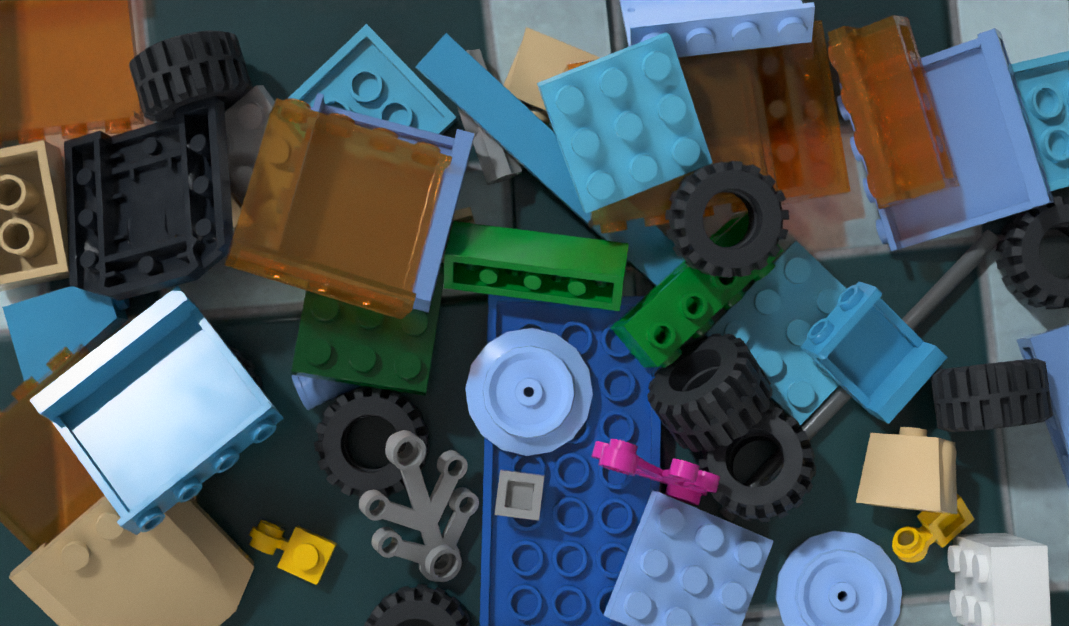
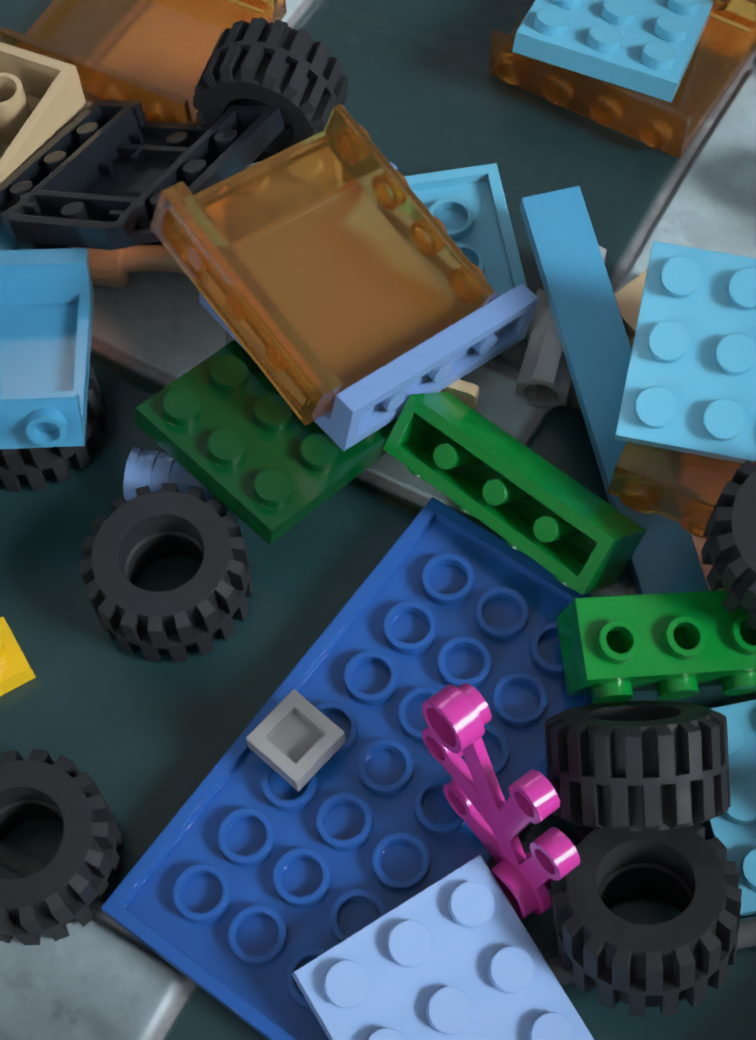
camera: 40 degrees right, 25 degrees down
(425, 510) = (162, 686): light grey plant -> none
(559, 386) = (397, 633): light blue piece -> none

